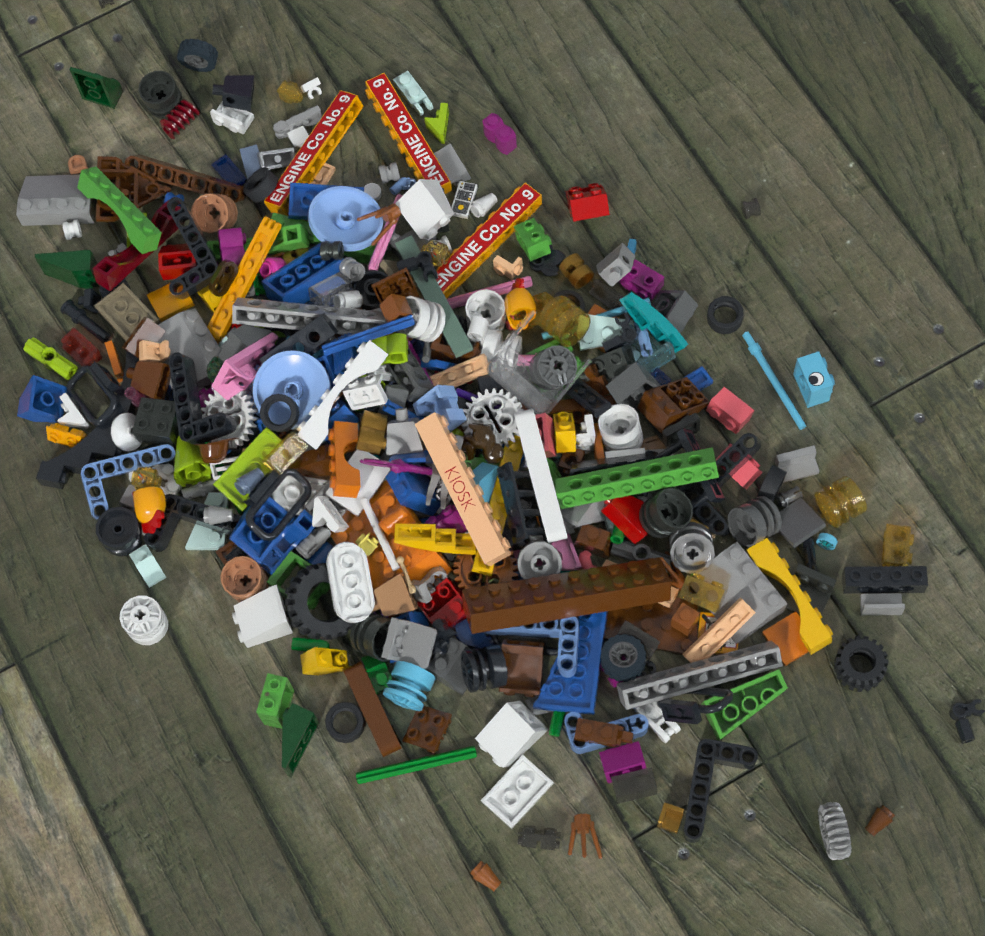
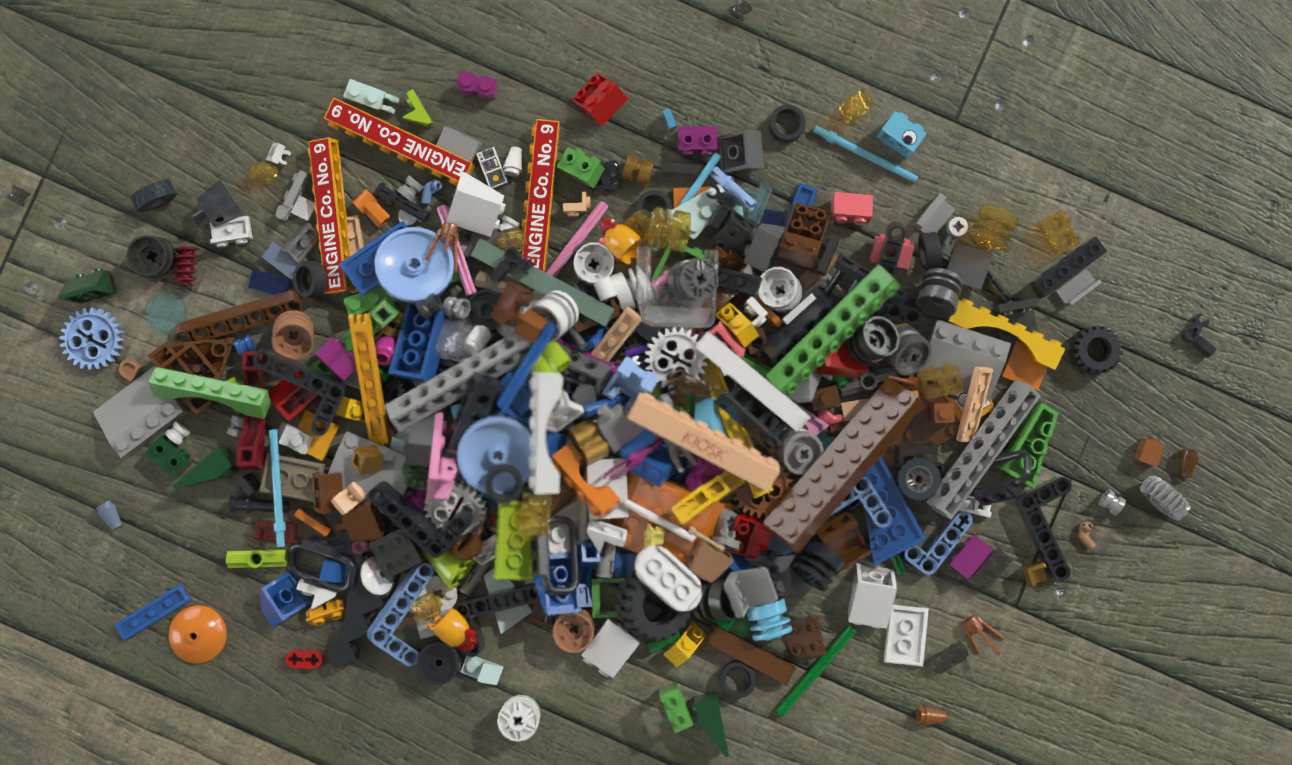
camera: 50 degrees left, 20 degrees up
(23, 456) = (300, 653): none -> red beam
(51, 237) = (169, 456): none -> dark green brick
(53, 131) = (100, 323): none -> light blue gear
(86, 339) = (279, 526): none -> medium azure bar
(96, 400) = (333, 571): none -> blue slope
(138, 141) = (166, 311): none -> clear light blue tile
(152, 289) = (294, 438): none -> white slope
(192, 333) = (367, 459): none -> pearl gold panel
(216, 515) = (516, 598): light grey cone -> none
(223, 277) = (353, 393): dark brown plate -> none
(248, 481) = (522, 558): sand blue cone -> none
(348, 165) = (368, 205): none -> orange piece
(371, 172) = (394, 199): none -> black pin
(388, 522) = (664, 505): orange cone -> none
(601, 733) = (943, 549): reddish brown hinge -> none
(613, 266) = (671, 145): light grey torso -> none
(648, 317) = (735, 176): teal slope -> none
(740, 817) = (1083, 535): none -> medium nougat arm
(784, 806) = (1112, 502): none -> light grey wheel
(792, 334) = (856, 106): none -> clear yellow brick
(809, 490) = (952, 227): none -> white wheel
(826, 541) = (1001, 265): medium azure tile -> none
(849, 785) = (1149, 451): none -> dark orange brick

